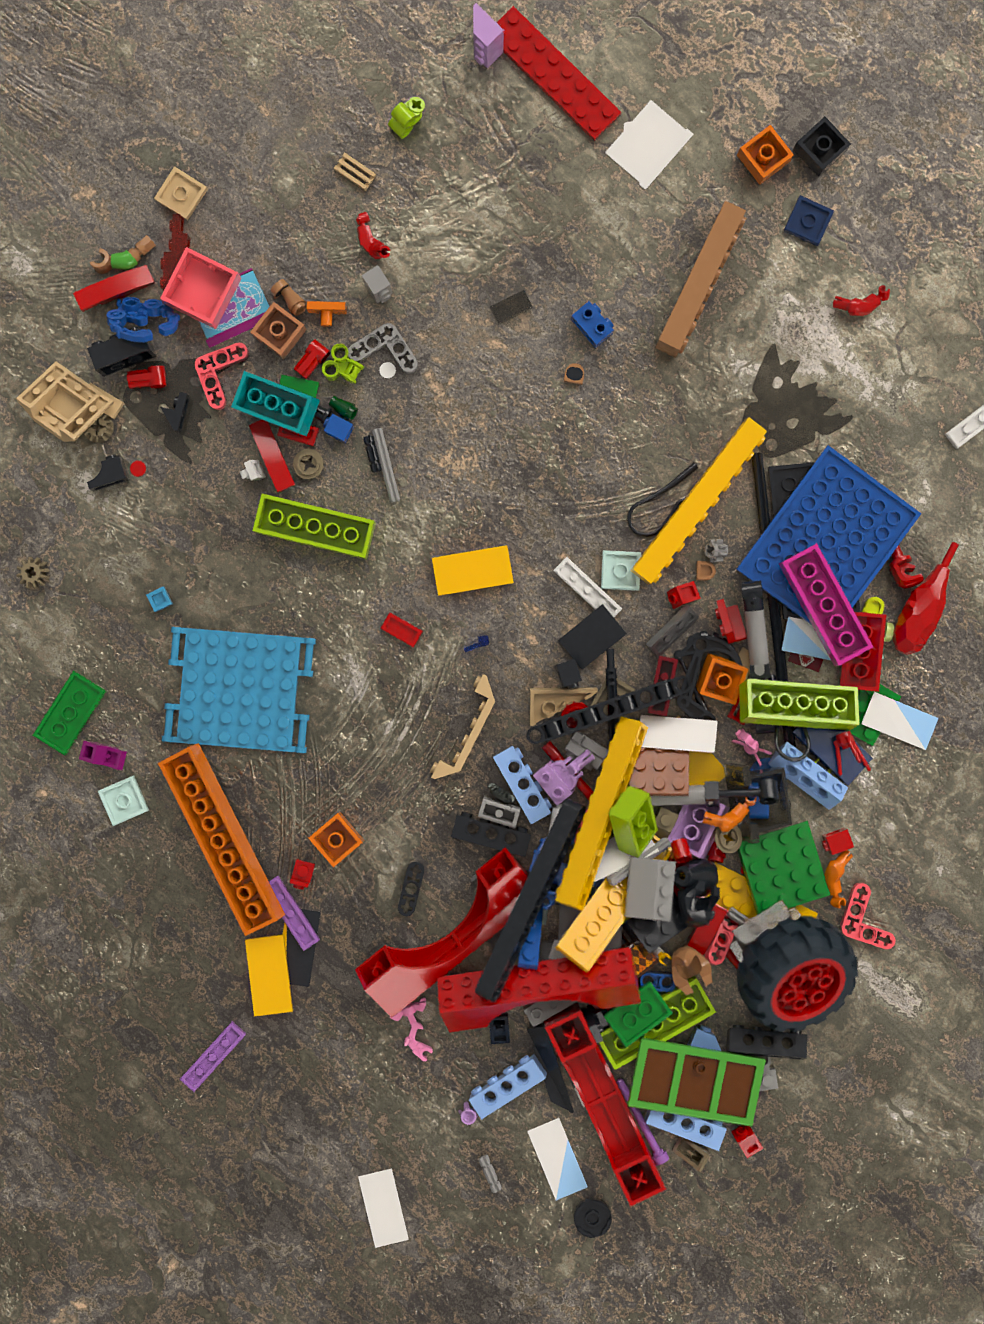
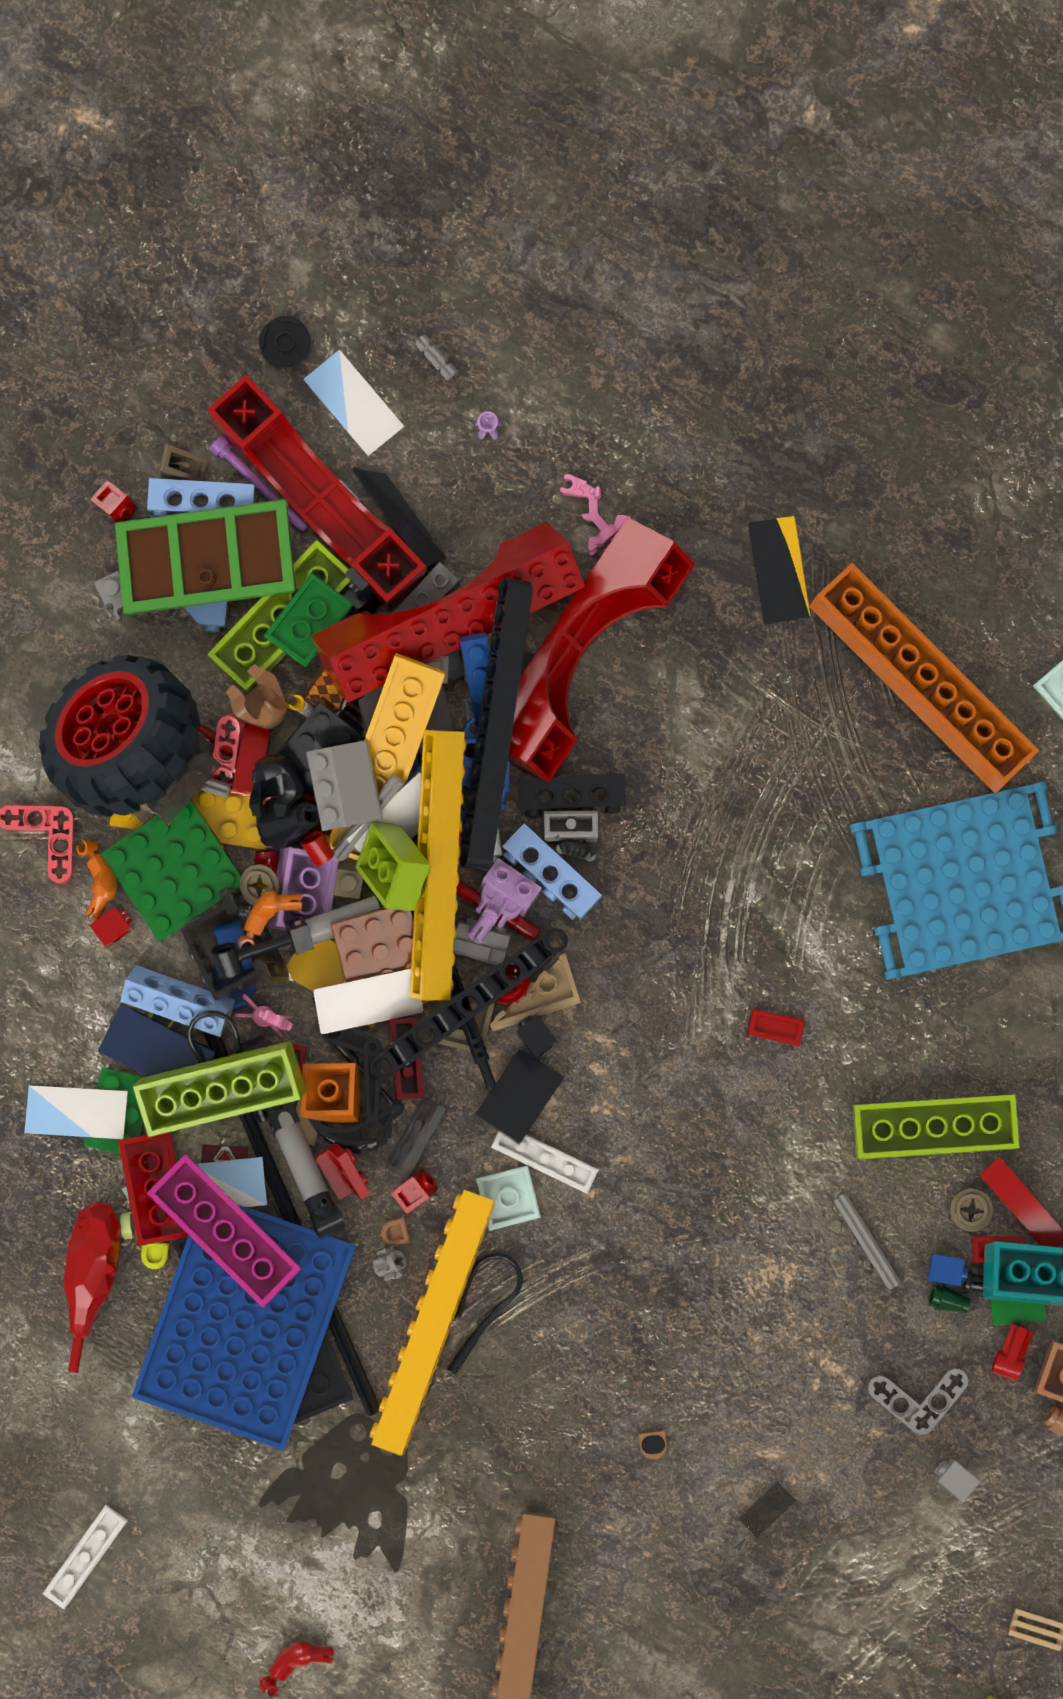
camera: 165 degrees right, 5 degrees down
(213, 1056) = (844, 395): medium lavender tile -> none
(253, 470) = (1041, 1177): white tile -> none
(269, 975) = (805, 522): yellow tile -> none
(294, 916) = (796, 607): medium lavender tile -> none
(302, 874) = (803, 665): red bracket -> none
(326, 310) = (1014, 1425): orange tile -> none
(336, 839) = (773, 724): orange brick -> none
(344, 366) = (966, 1356): lime piece -> none
(372, 246) = (984, 1534): red arm -> none
(372, 454) = (890, 1250): black axle -> none
(383, 1208) = (560, 271): white sticker -> none
(387, 370) = (906, 1371): white sticker -> none
(402, 901) = (660, 671): black beam -> none
(442, 768) = (660, 861): tan slope -> none
(472, 570) = (706, 1135): yellow tile -> none
(483, 641) = (662, 1045): clear blue hand -> none
(485, 1105) = (470, 442): light blue brick -> none
(500, 1029) = (481, 545): black slope -> none
(592, 324) = (649, 1519): blue brick -> none
(657, 977) = (295, 676): blue beam -> none
(797, 1041) = (84, 636): black brick -> none
(847, 741) = (140, 1061): red plant -> none
(899, 566) = (138, 1316): red piece -> none

